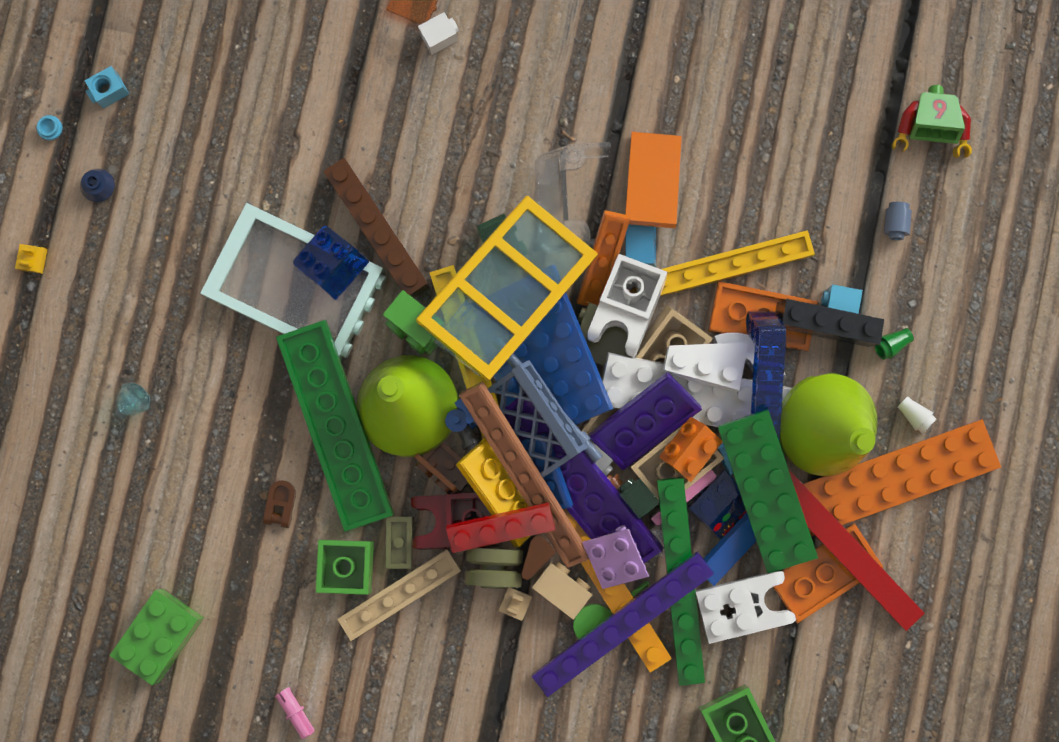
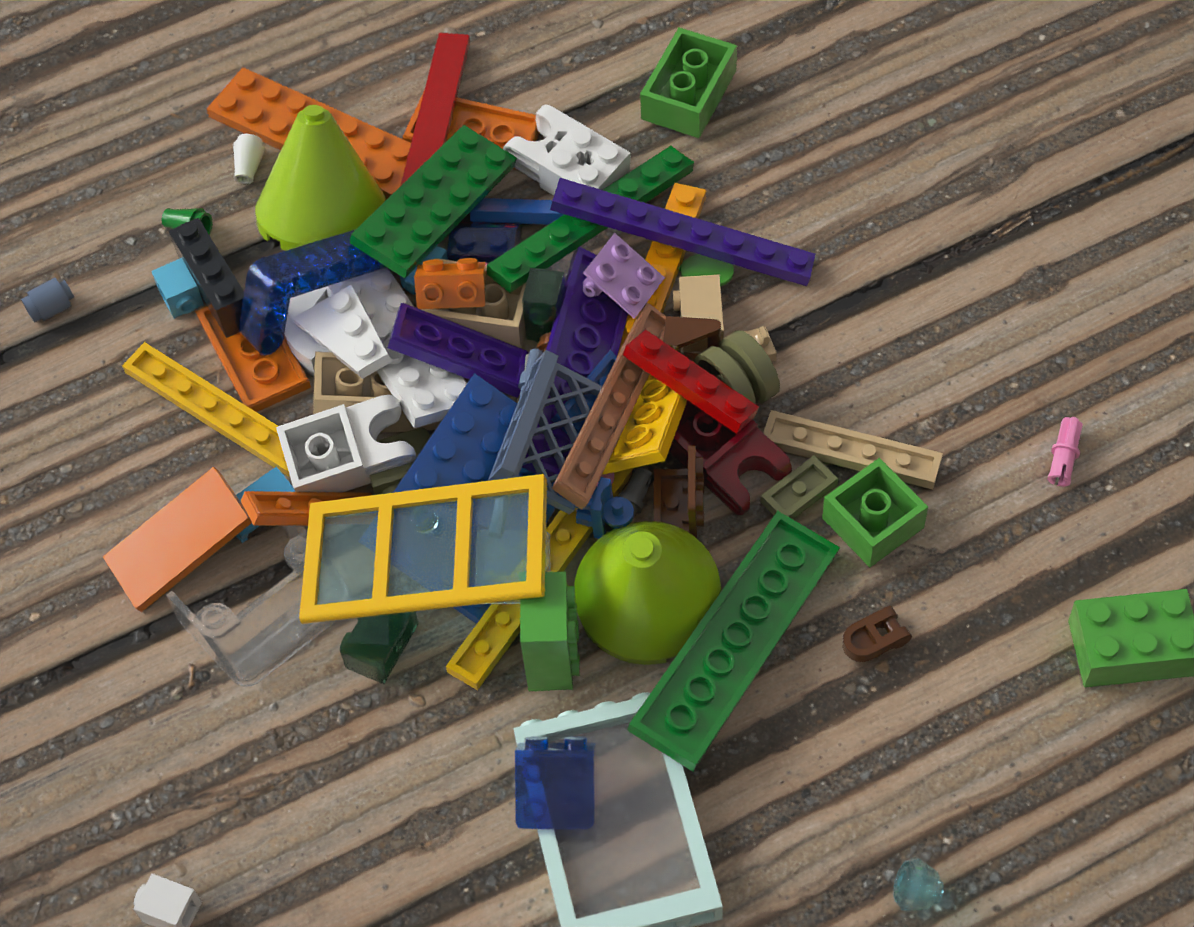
camera: 130 degrees left, 25 degrees down
(376, 228) = (472, 782): reddish brown brick -> none

